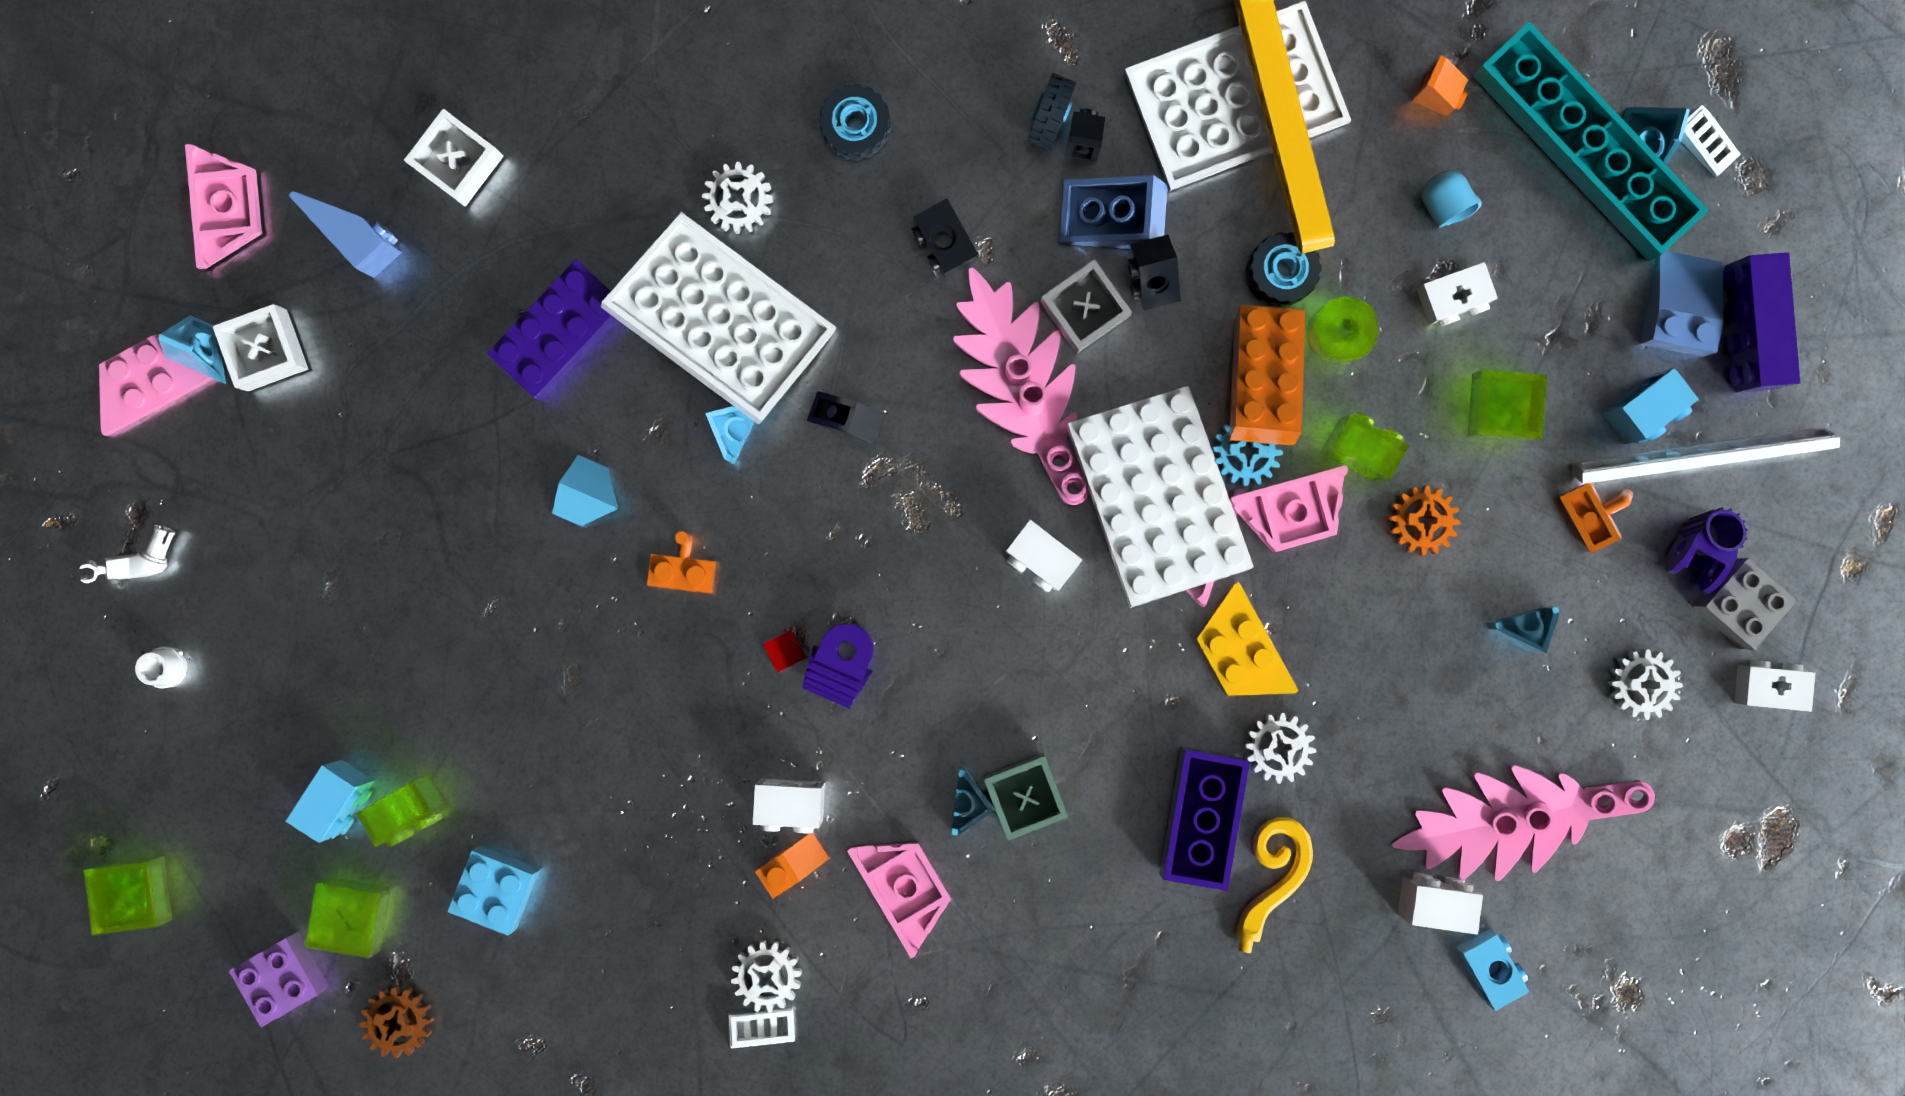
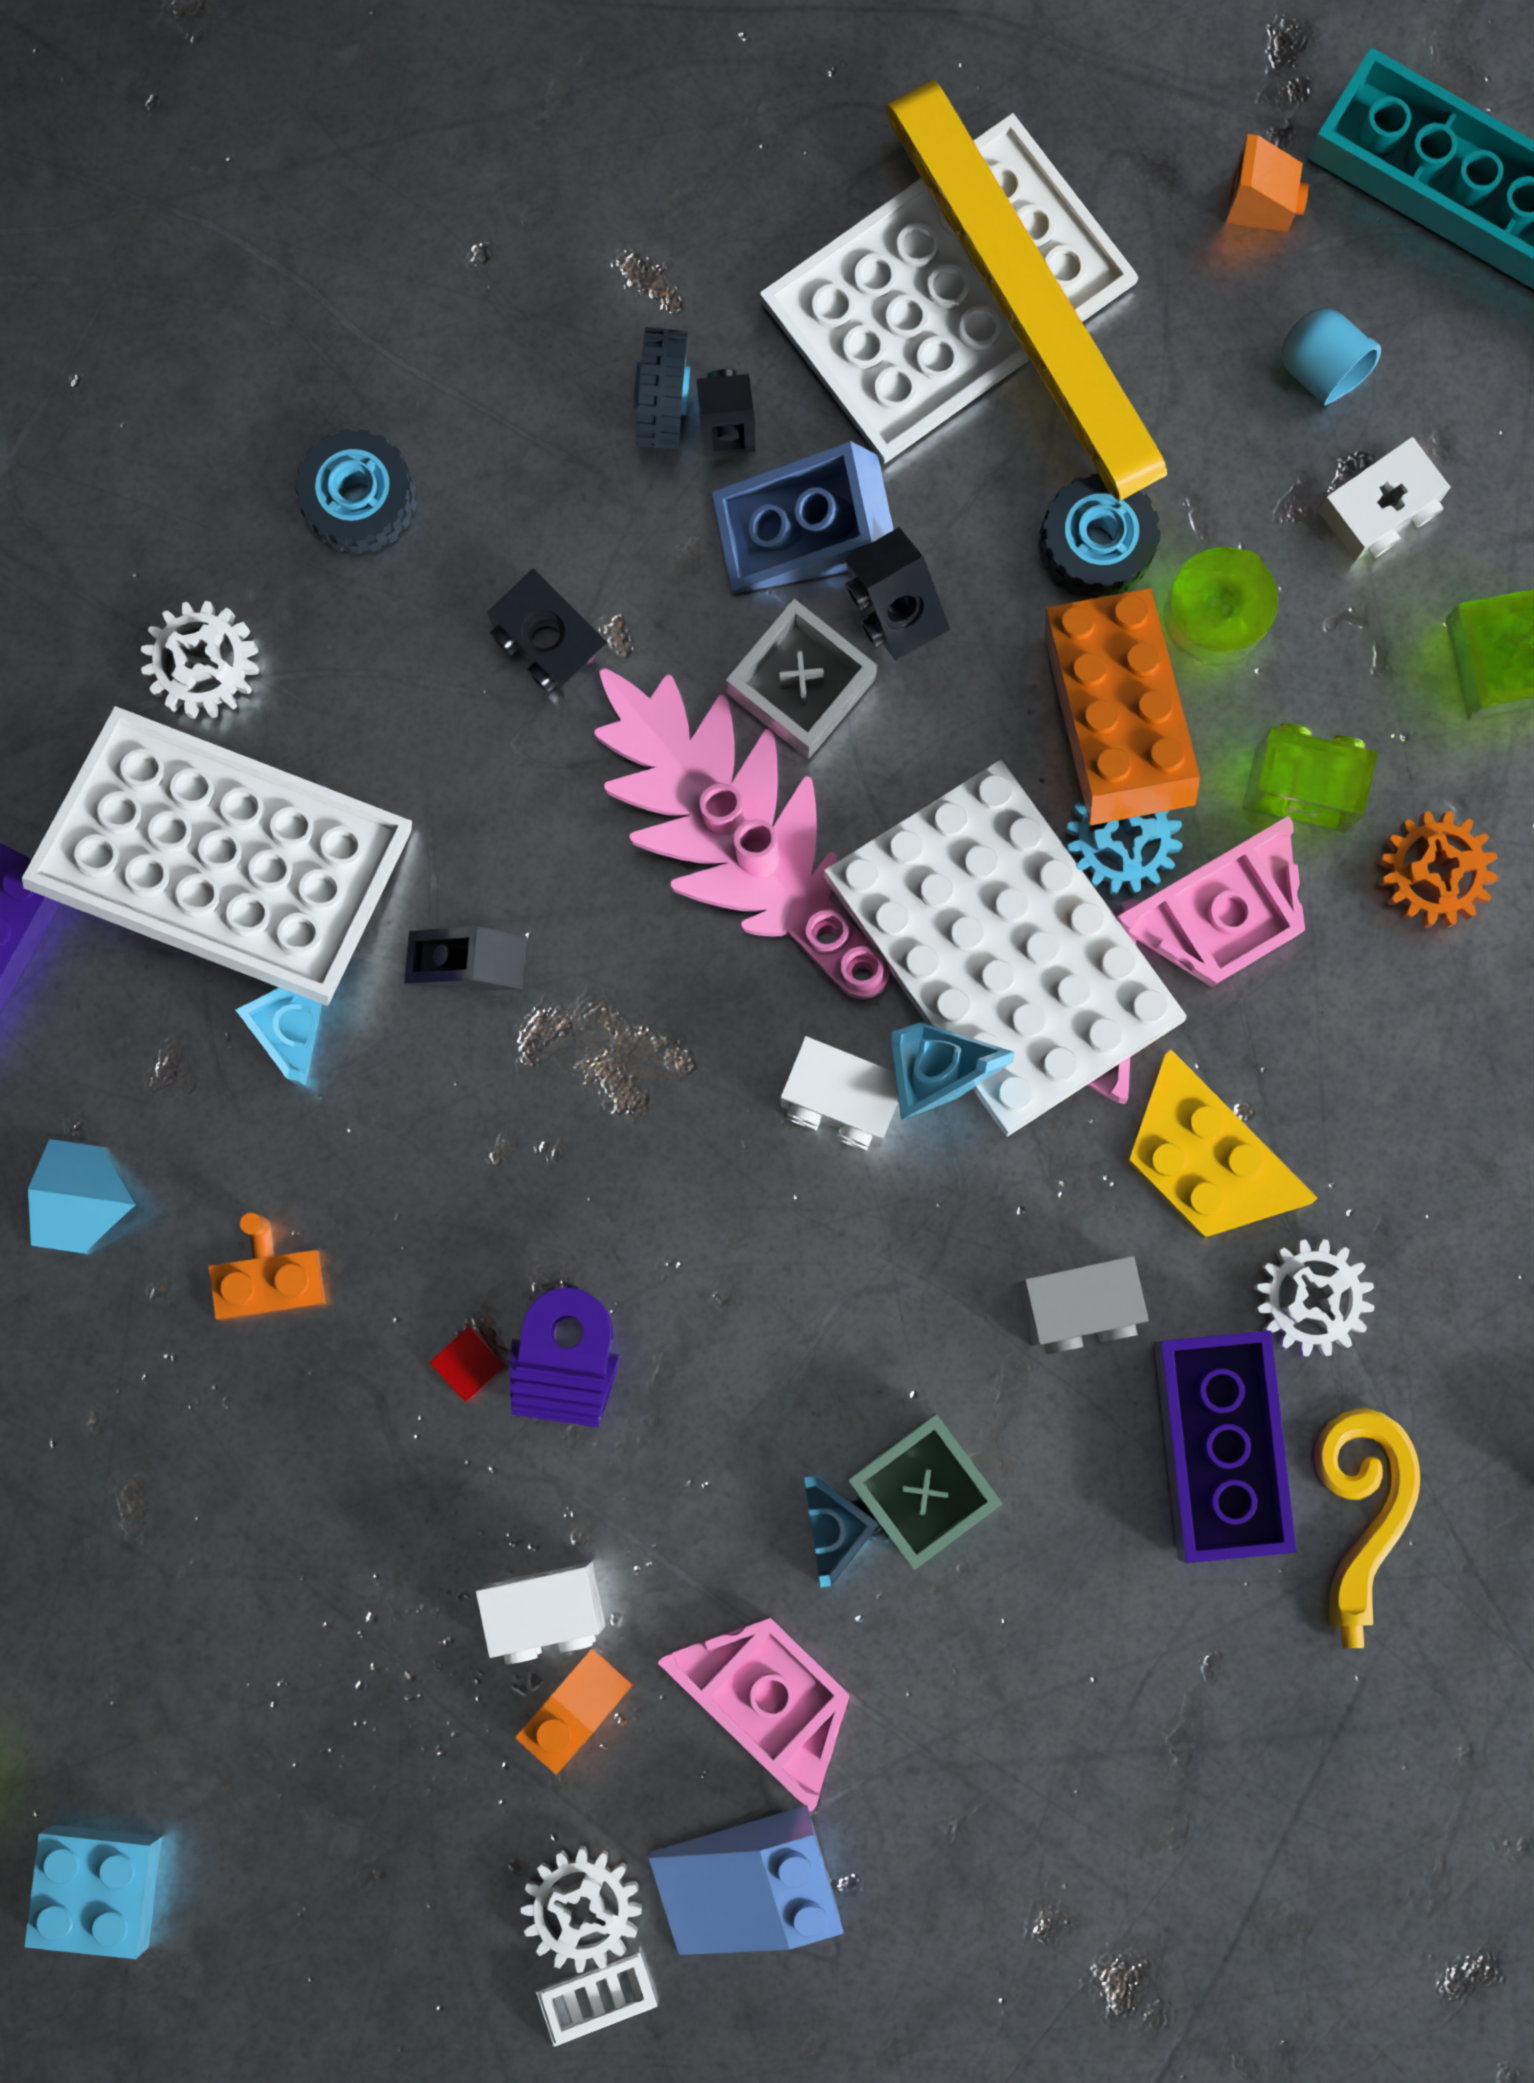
camera: 15 degrees left, 5 degrees down
(864, 990) = (748, 1888): none -> medium blue slope
(1102, 557) = (940, 1066): none -> medium azure slope
(1146, 715) = (1081, 1302): none -> light grey brick

